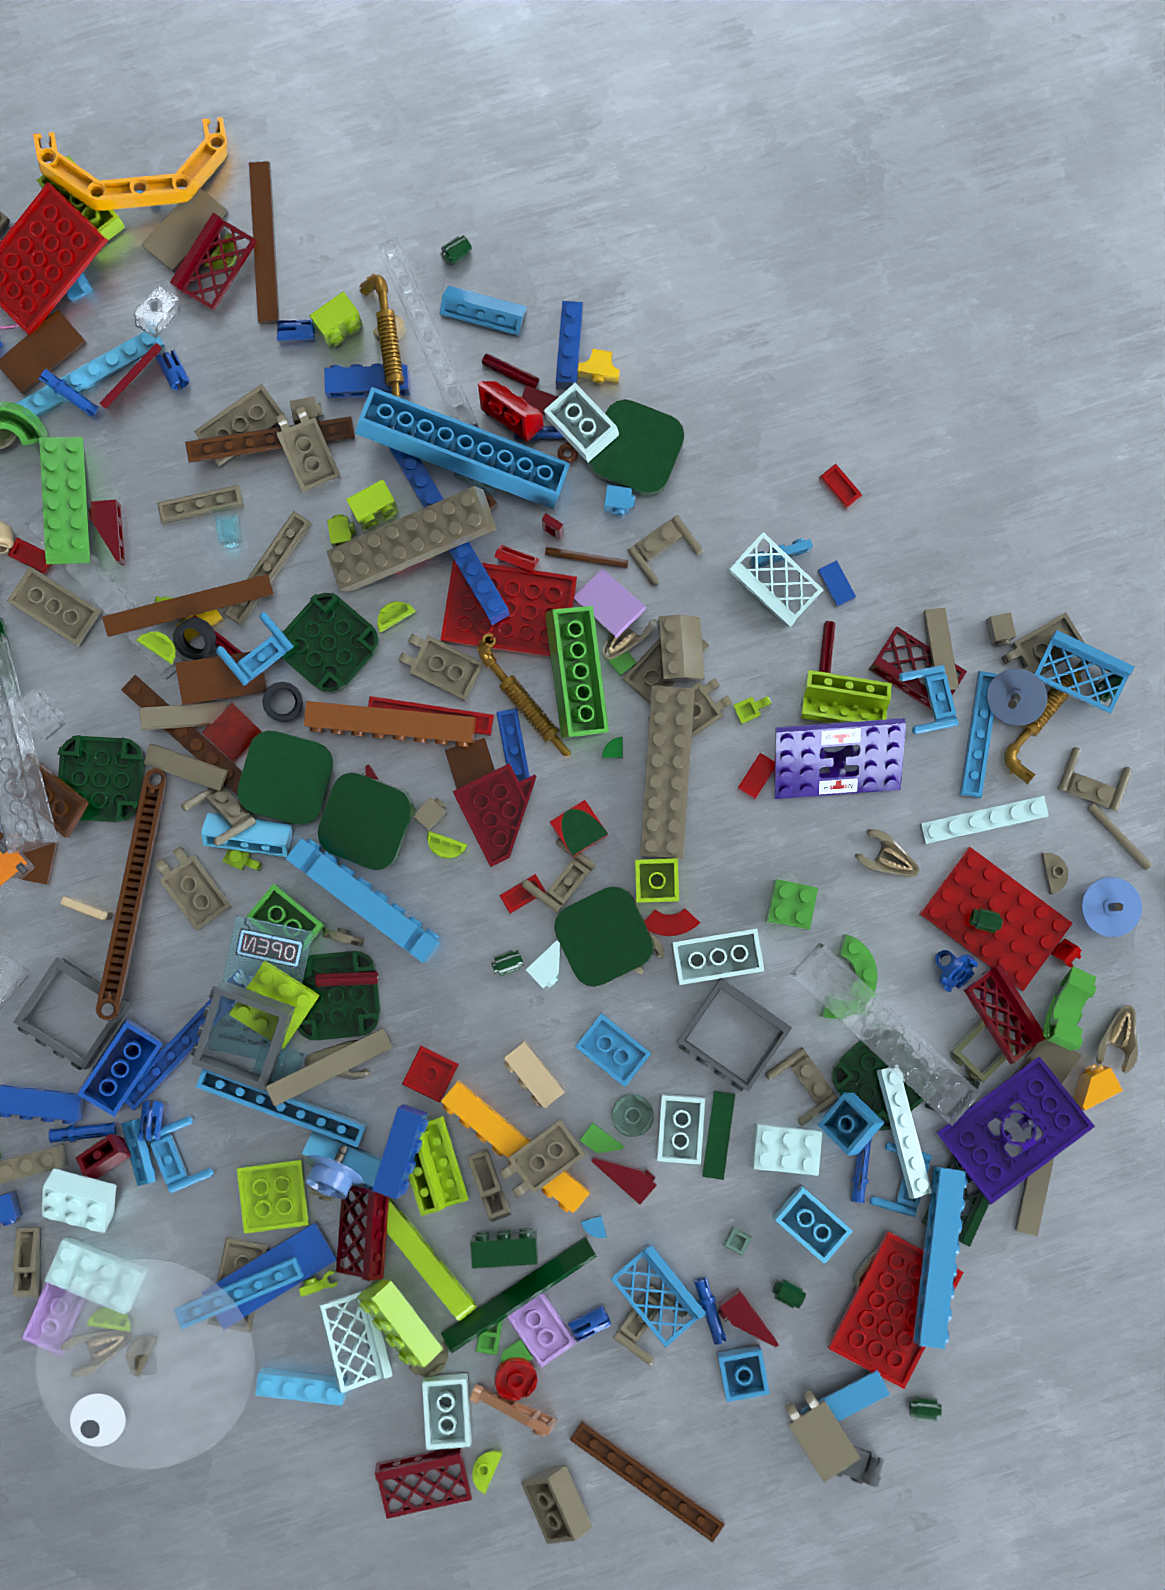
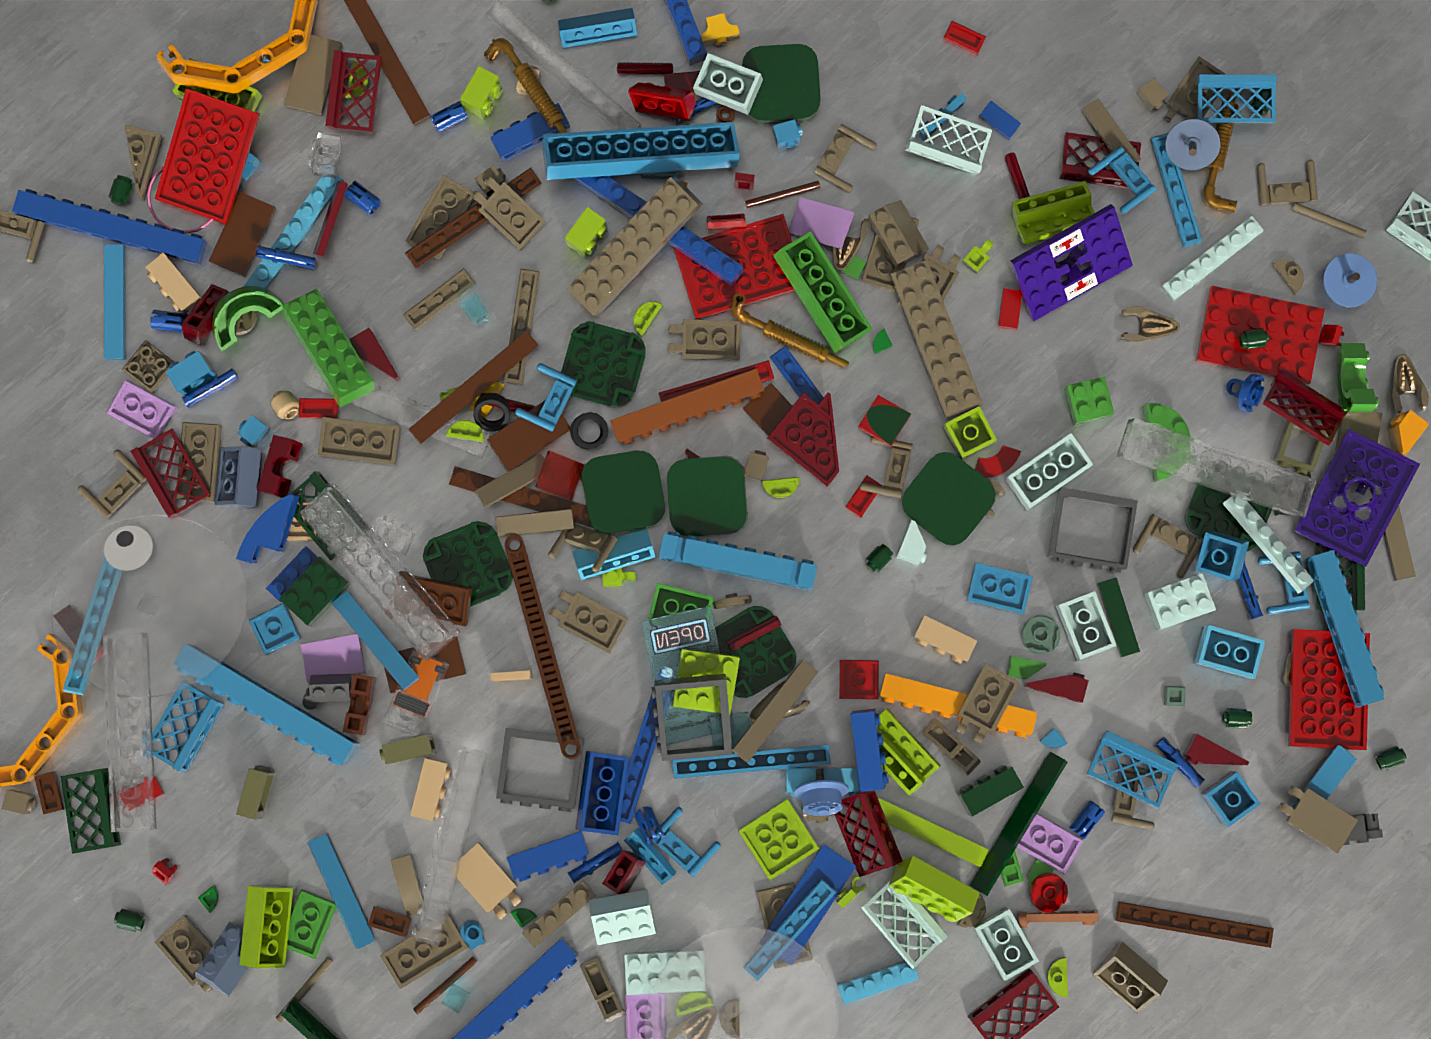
camera: 25 degrees left, 0 degrees up
(340, 529) = (568, 266): lime brick -> none

